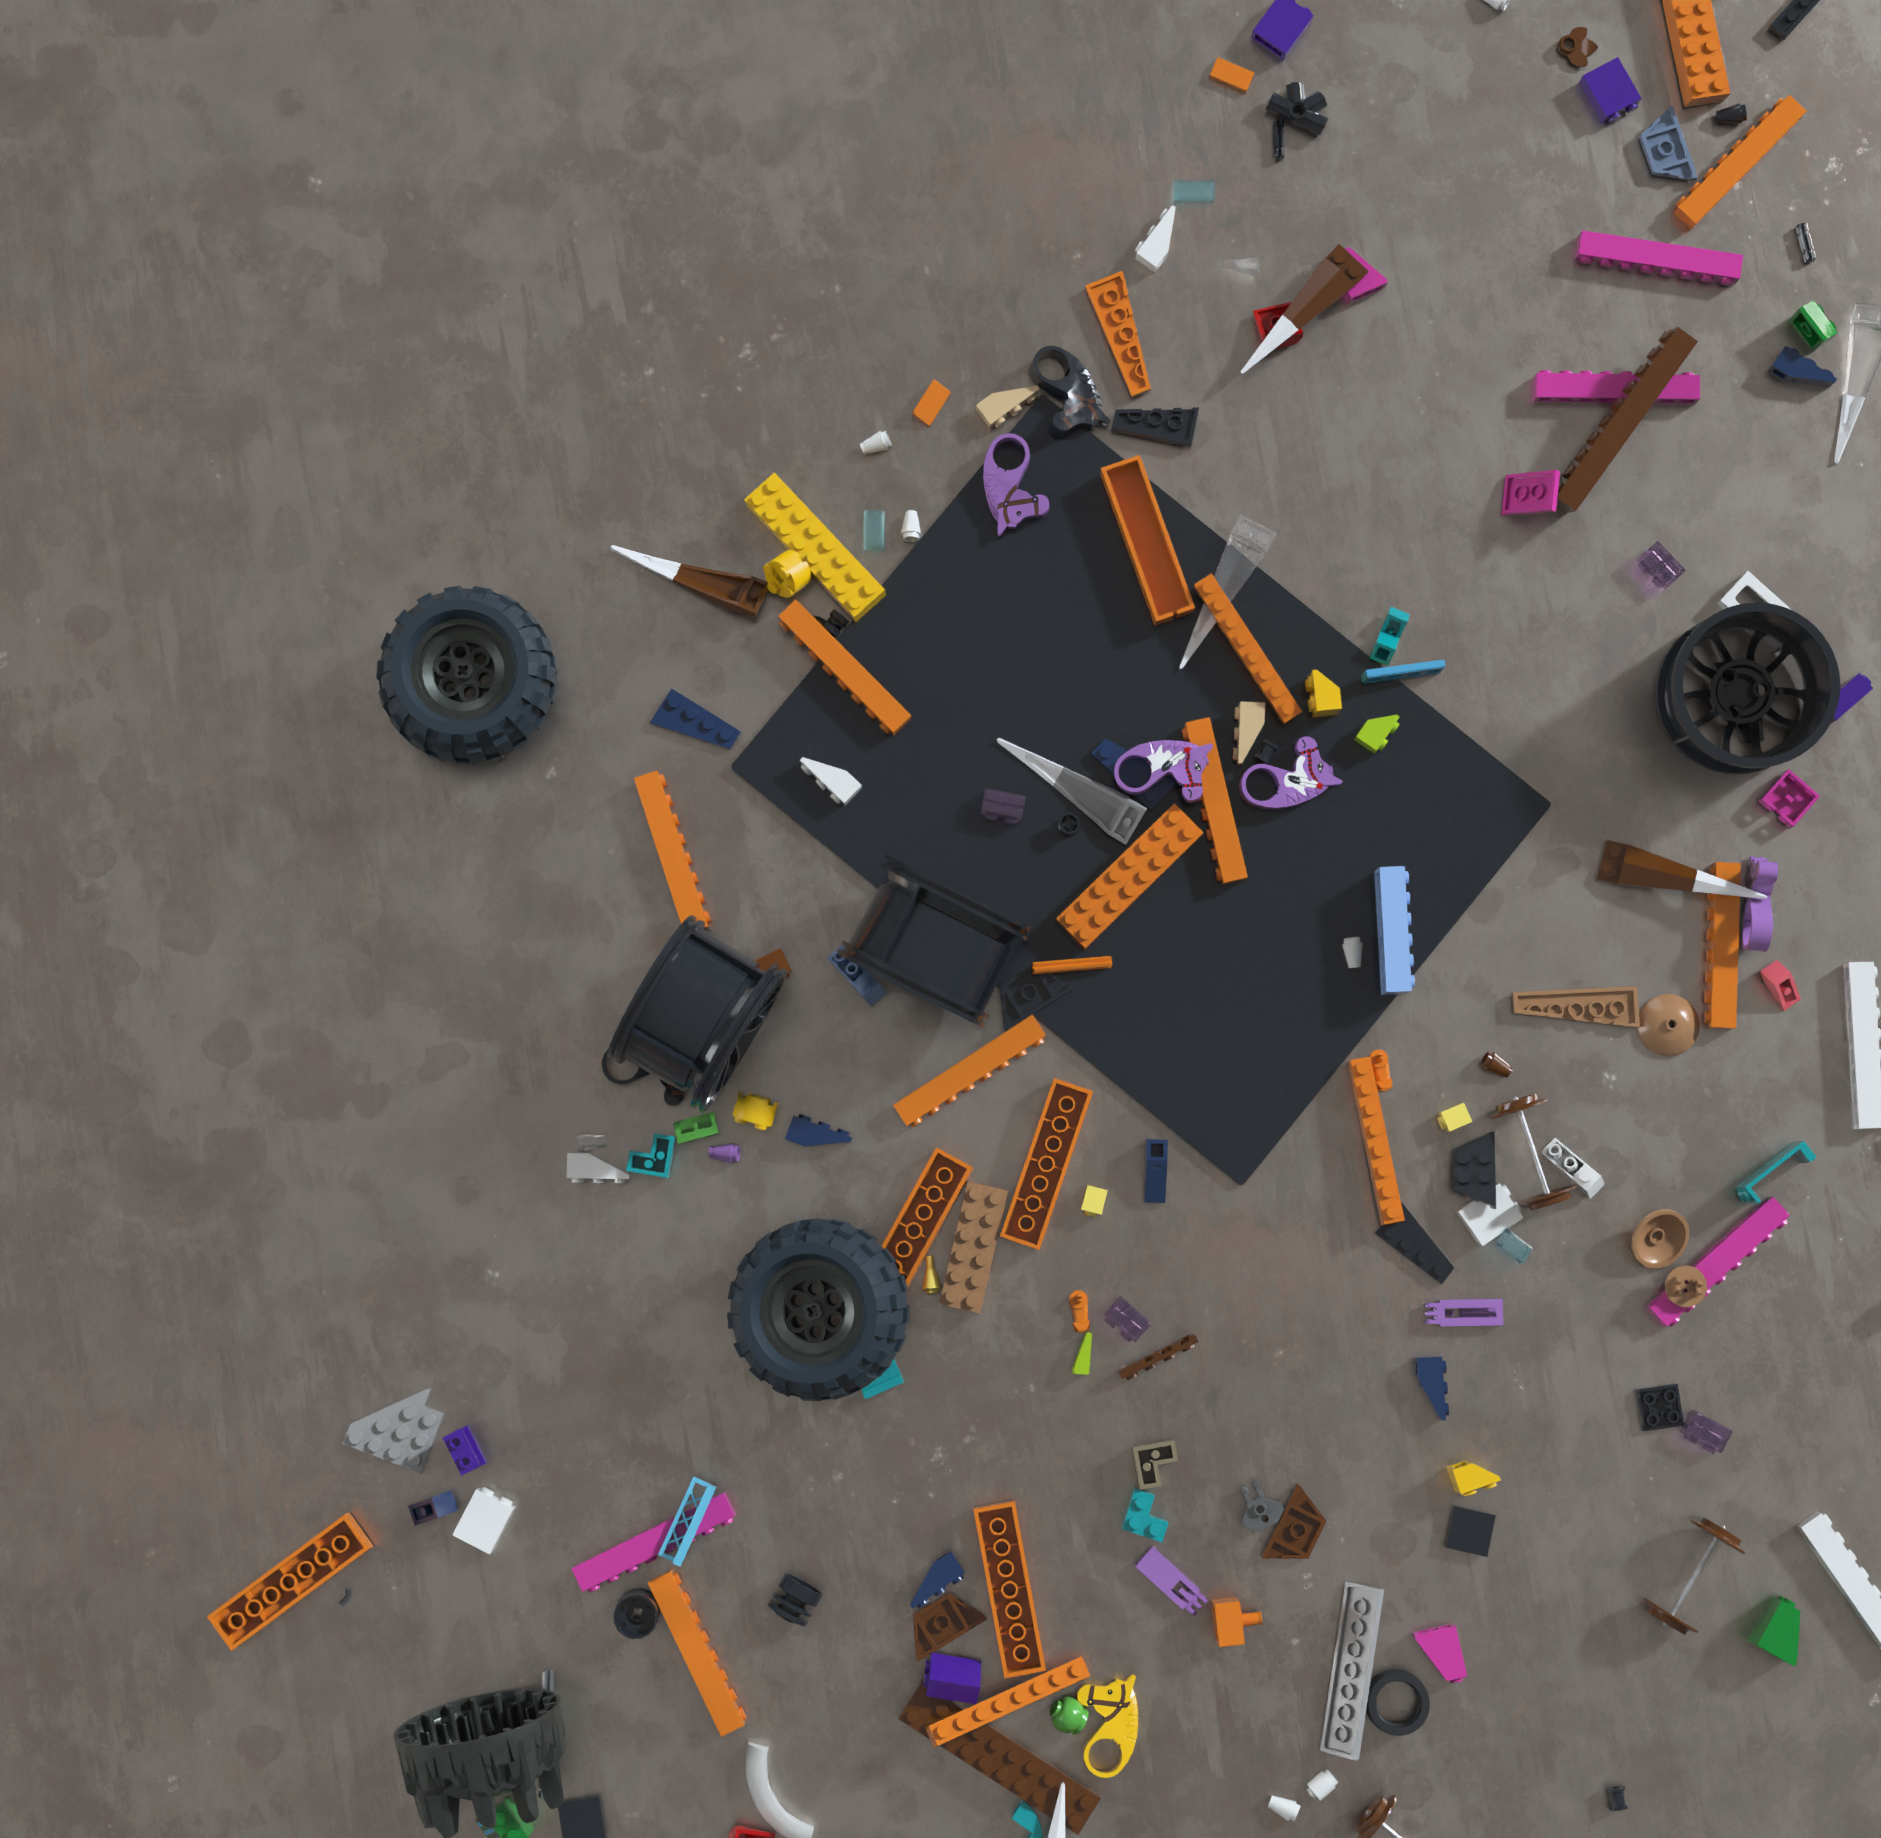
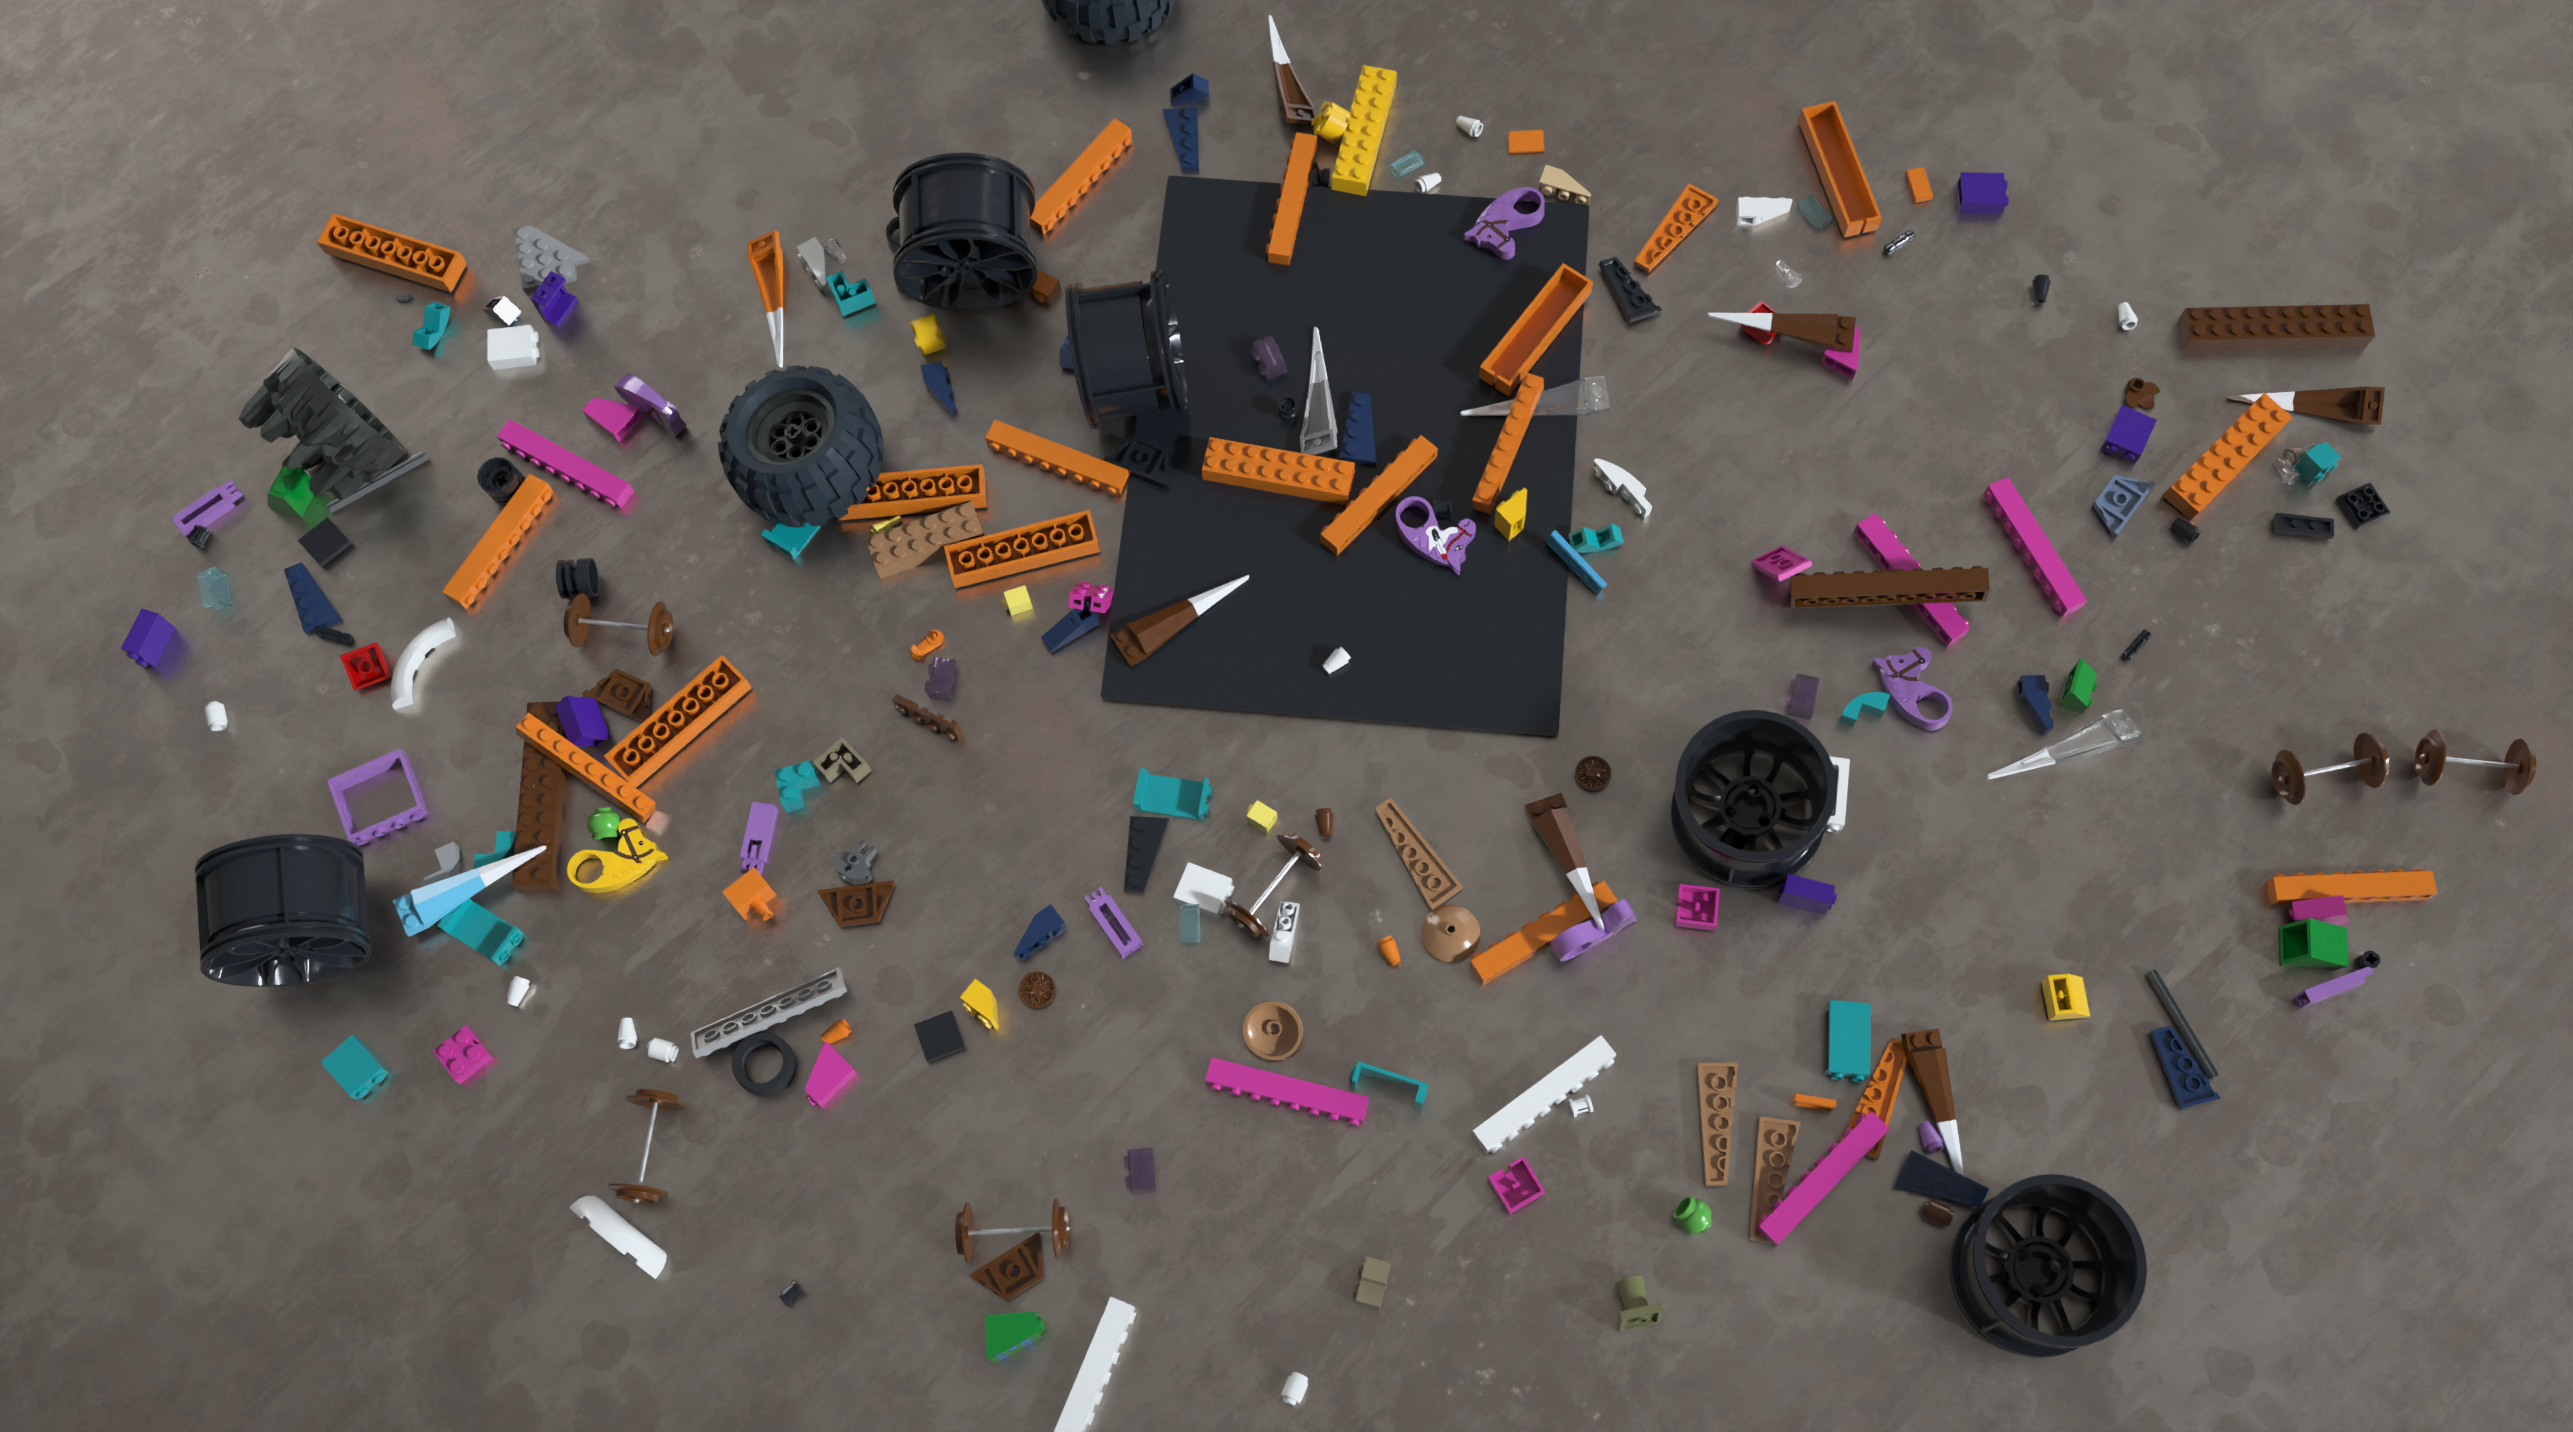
camera: 60 degrees right, 15 degrees down
(404, 1586) = (435, 322): none -> teal brick
(565, 1218) = (767, 266): none -> orange plate
(632, 1468) = (612, 417): none -> dark pink slope
(647, 1423) = (641, 395): none -> medium lavender animal
(648, 683) = (1189, 90): none -> dark blue slope
(693, 1527) = (591, 474): medium azure fence -> none
(696, 1128) = (890, 310): bright green hinge -> none
(727, 1153) = (886, 339): medium lavender cone -> none
(837, 781) = (1206, 244): white slope -> none
(841, 1623) = (578, 618): none -> reddish brown axle
(941, 1573) = (657, 668): dark blue slope -> none
(1071, 965) = (1183, 473): orange axle -> none
(1077, 390) = (1608, 222): black animal -> none
(1082, 1361) = (894, 666): lime slope -> none
(1137, 1128) = (1097, 594): none -> dark pink piece
(1169, 136) = (1839, 169): none -> orange piece
(1169, 757) = (1383, 436): medium lavender animal -> none
(1211, 1099) = (1147, 634): none -> reddish brown plate
(1250, 721) = (1452, 483): tan slope -> none
(1296, 102) = (1933, 239): black piece -> none
(1344, 574) = (1618, 480): none -> white slope
(1360, 1193) = (1171, 796): none -> teal panel
(1375, 731) = (1516, 571): lime slope -> none
(1375, 1141) = (1200, 767): orange brick -> none
(1381, 1070) = (1263, 740): orange piece -> none
(1393, 930) = (1371, 674): light blue brick -> none
(1406, 1620) = (837, 1031): none -> orange cone
(1415, 51) = (2040, 288): none -> black cone
(1475, 1170) = (1231, 856): black wing -> none
(1482, 1418) = (1036, 989): none -> reddish brown wheel
(1606, 798) = (1593, 773): none -> reddish brown wheel
(1650, 1089) = (1389, 950): none -> orange cone
(1659, 1407) = (1137, 1123): black tile -> none
(1676, 1284) = (1242, 1063): medium nougat plate -> none
(1707, 510) = (1871, 703): none -> teal brick
(1713, 474) = (1901, 681): none -> medium lavender animal
(1719, 1595) = (1014, 1269): none -> reddish brown wing
(1740, 161) = (2156, 557): orange brick -> none
(1780, 984) = (1544, 997): coral slope -> none

